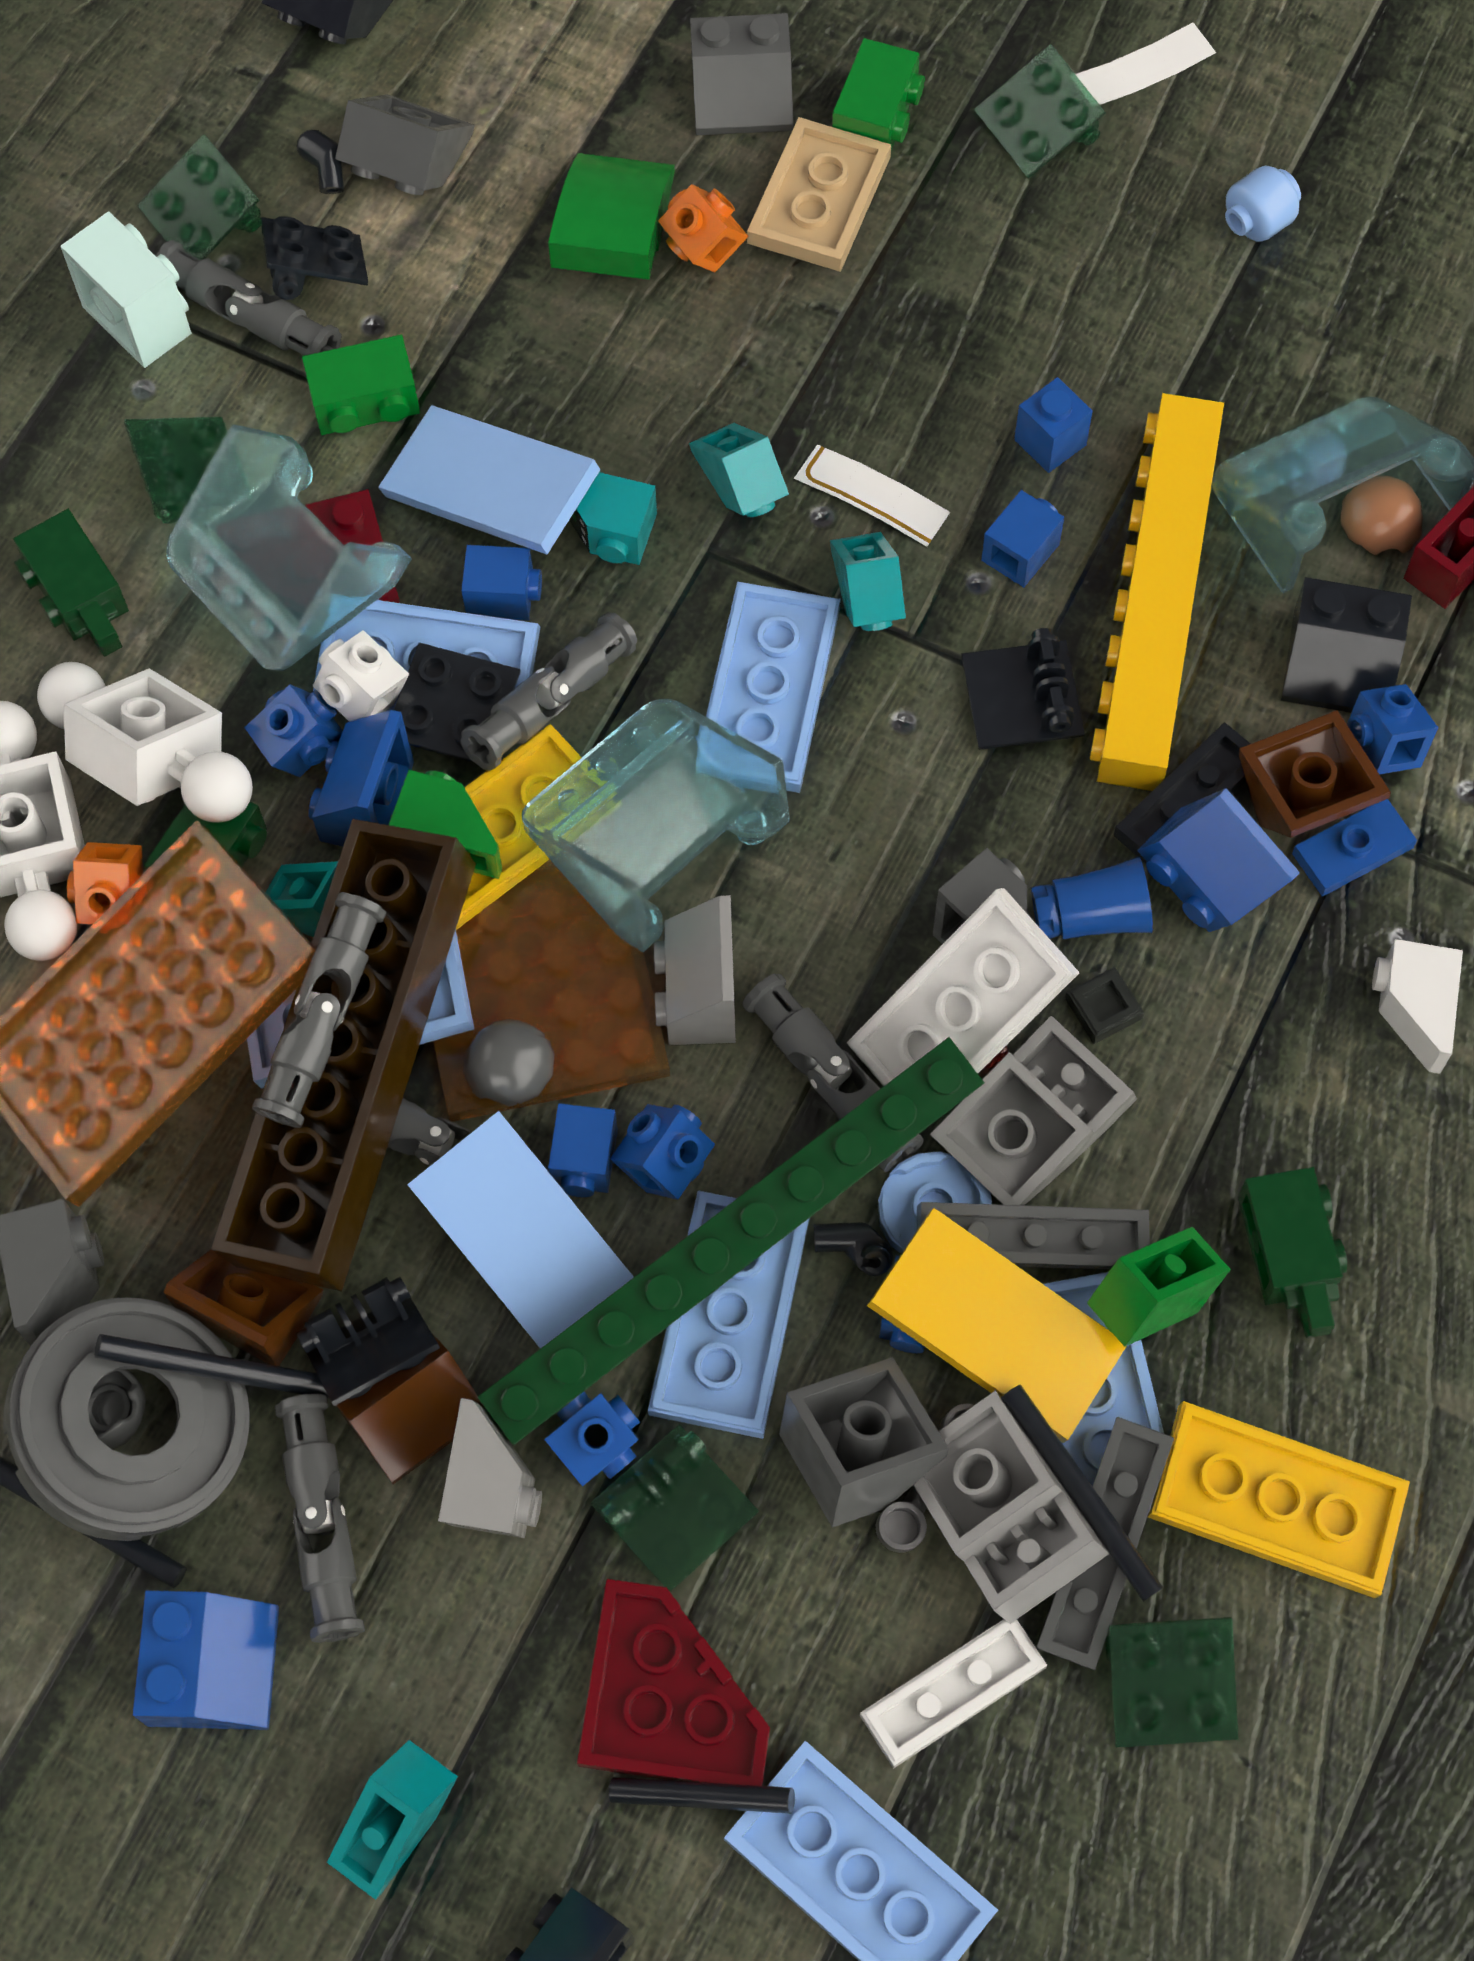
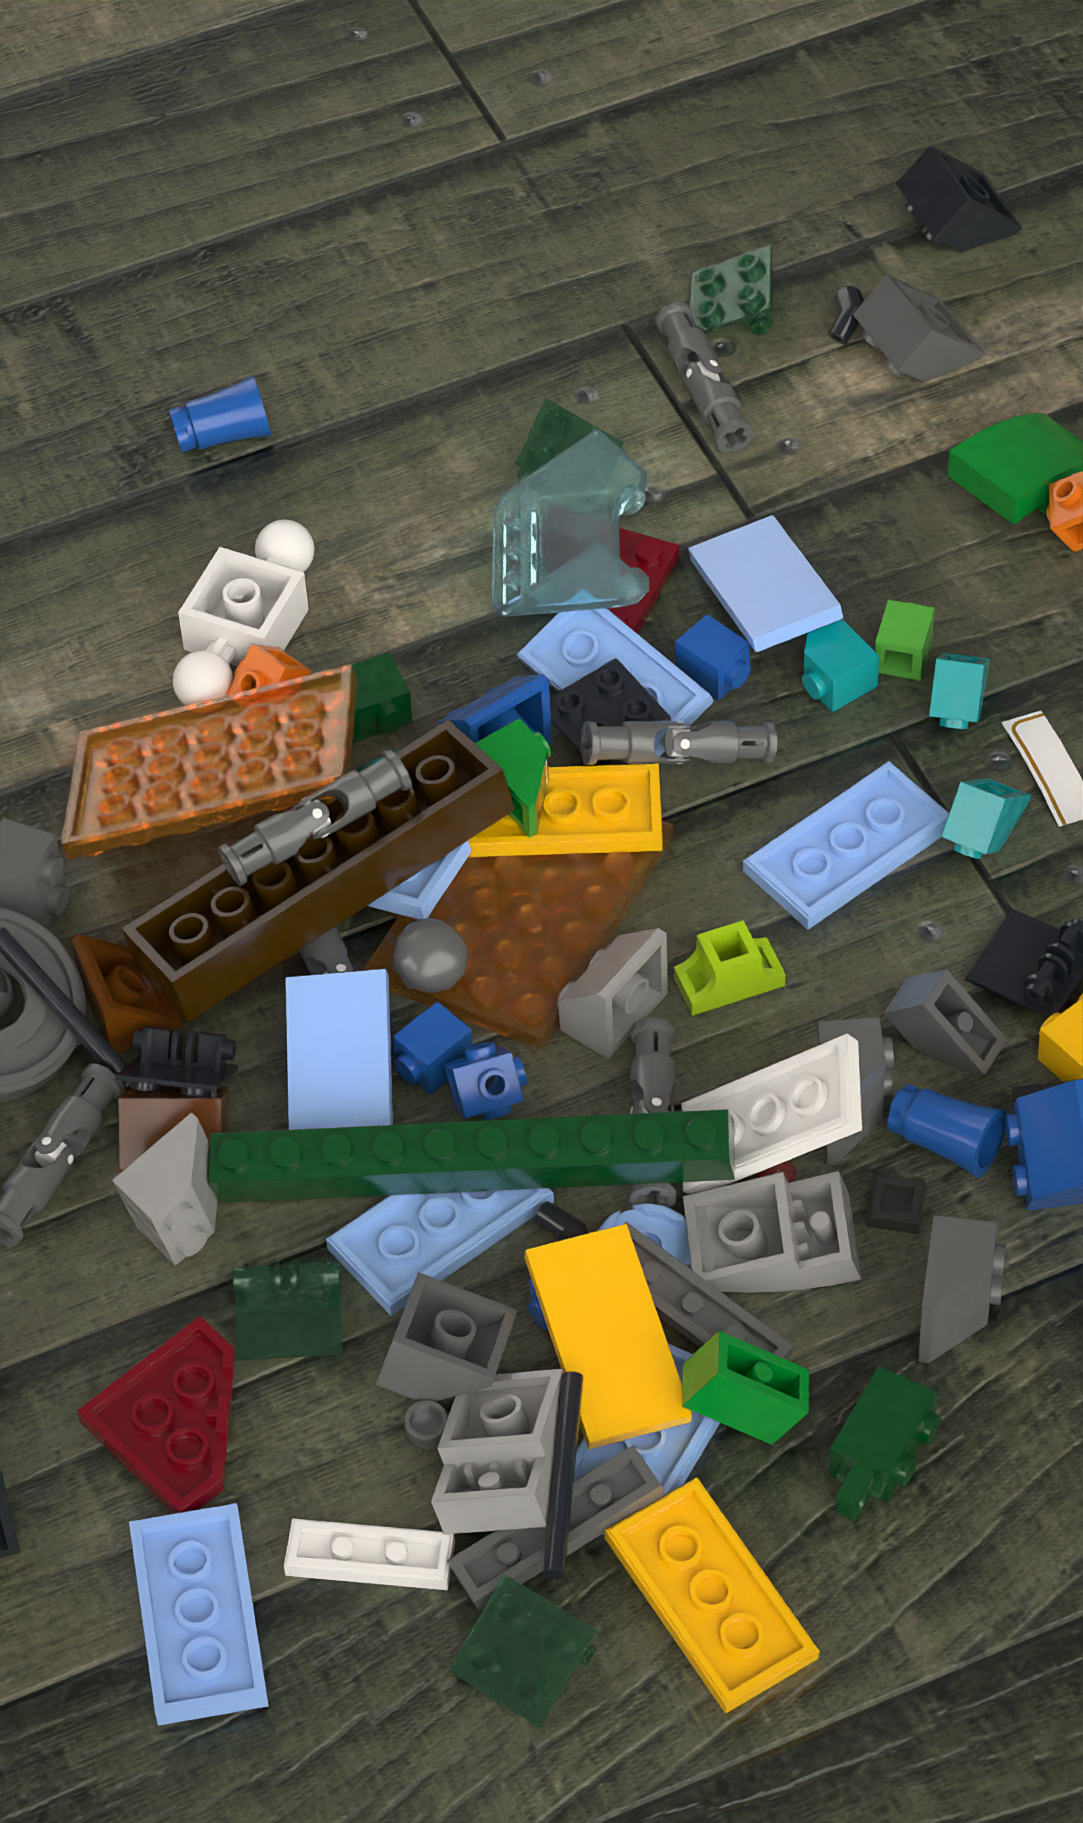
camera: 40 degrees right, 15 degrees down
(73, 579) = (421, 482): dark green hinge -> none
(127, 288) = (625, 315): light aqua brick -> none
(145, 739) = (371, 604): white brick -> none
(295, 730) = (480, 662): blue brick -> none
(304, 250) = (772, 359): black hinge -> none
(359, 677) = (551, 648): white brick -> none
(361, 385) = (735, 474): green brick -> none
(577, 1453) = (270, 1223): blue brick -> none
(650, 806) = (674, 860): clear light blue windscreen -> none
(653, 451) = (904, 639): none -> bright green brick
(702, 1795) = (139, 1487): black bar -> none
(779, 885) = (727, 969): none -> lime brick
(1004, 803) = (945, 1022): none -> dark grey slope
(1238, 1050) = (960, 1283): none -> dark grey slope

